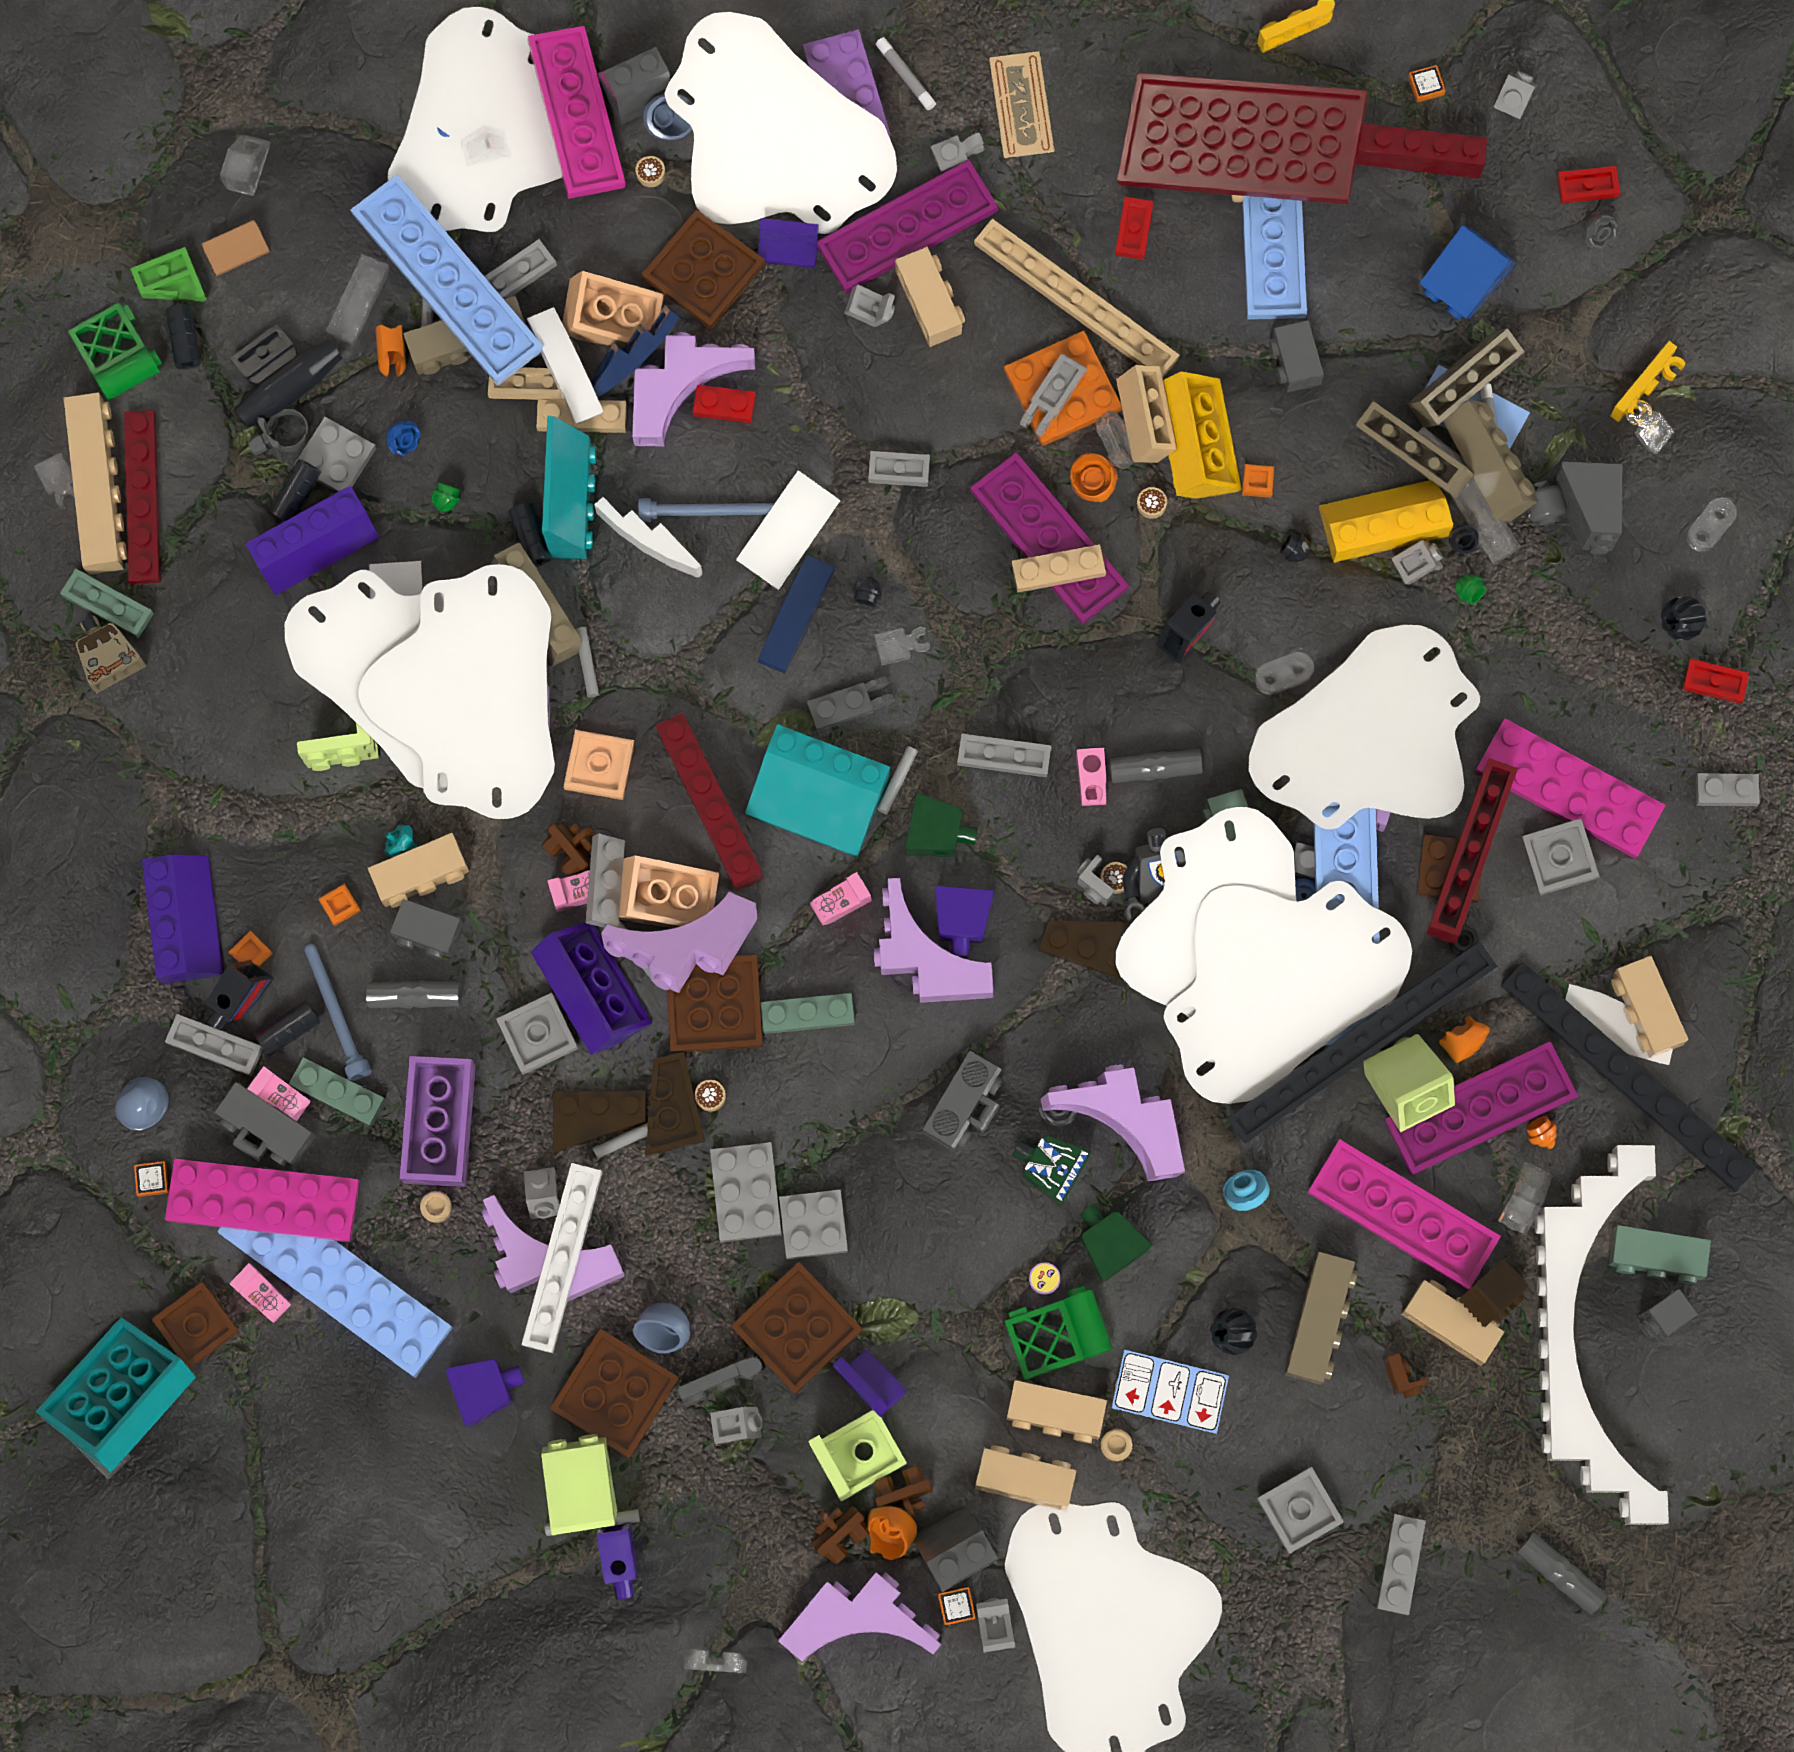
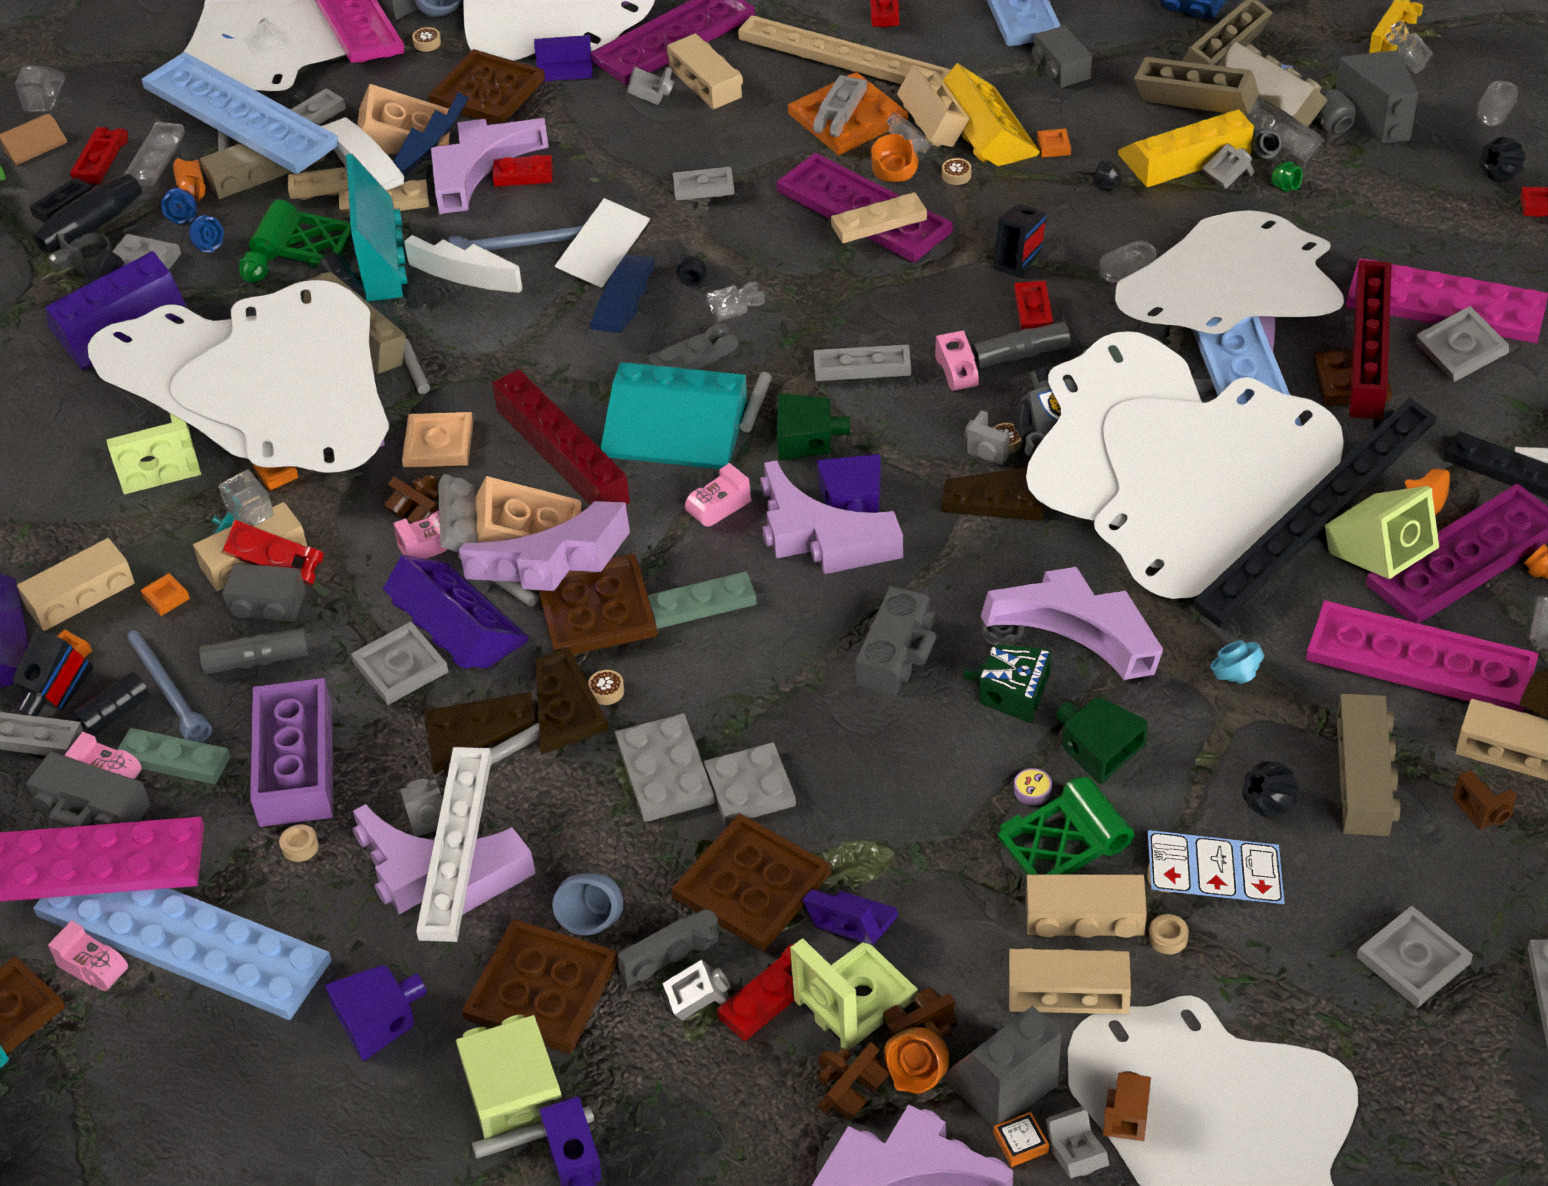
camera: 10 degrees left, 30 degrees down
(262, 883) = (75, 584): none -> tan brick
(301, 287) = (99, 154): none -> red plate
(378, 388) = (172, 210): none -> blue plate
(419, 837) = (246, 499): none -> clear brick
(436, 891) = (267, 549): none -> red plate
(471, 453) = (282, 228): none -> green piece
(792, 1435) = (760, 999): none -> red plate
(1042, 1599) = (1127, 1107): none -> dark orange brick
(1180, 716) = (1033, 304): none -> red plate

